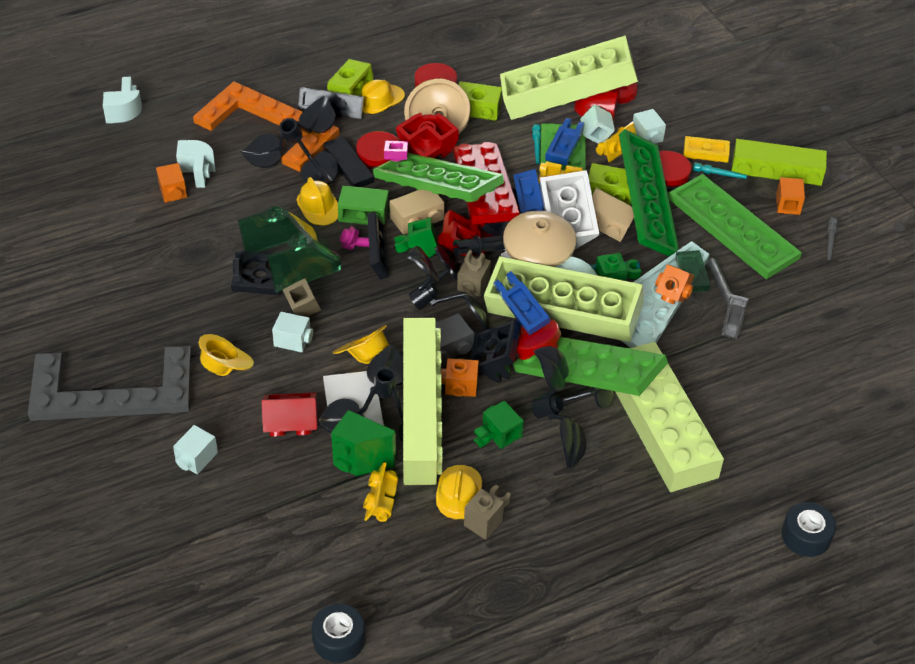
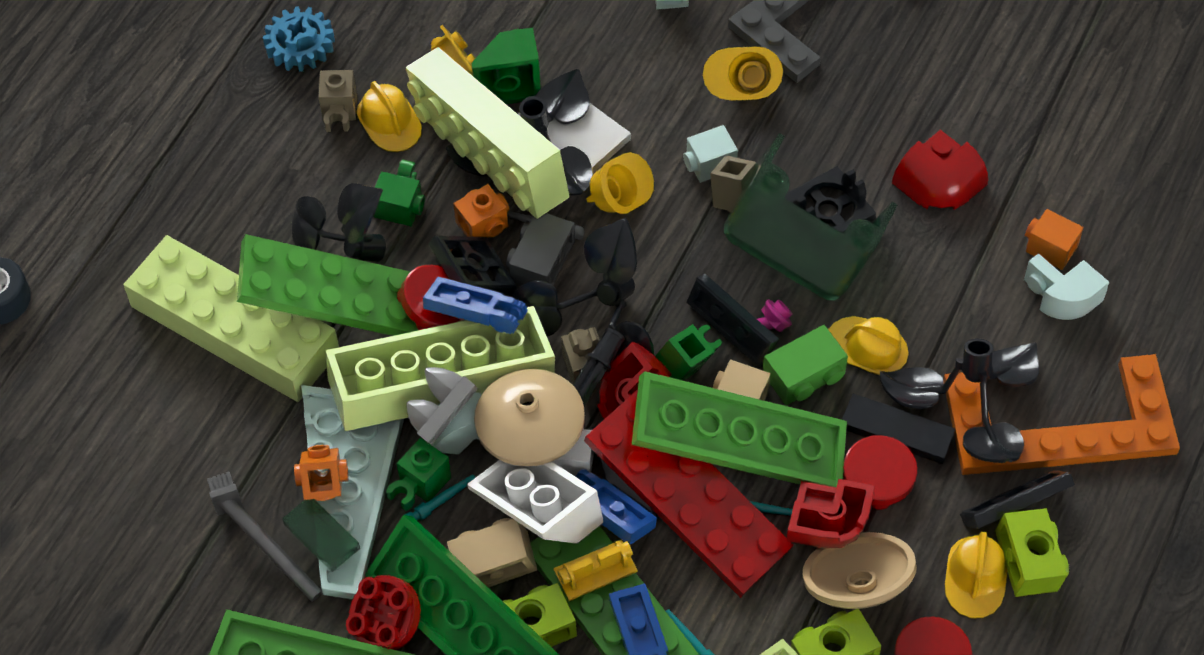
camera: 145 degrees right, 10 degrees up
(183, 246) = (941, 172): none -> red brick
(289, 413) = (624, 74): slope -> none
(396, 150) = (840, 455): dark pink plate -> none
(475, 578) = (298, 38): none -> dark azure gear
(584, 258) = (453, 394): none -> light grey tile
(684, 224) = (384, 612): none -> red tile

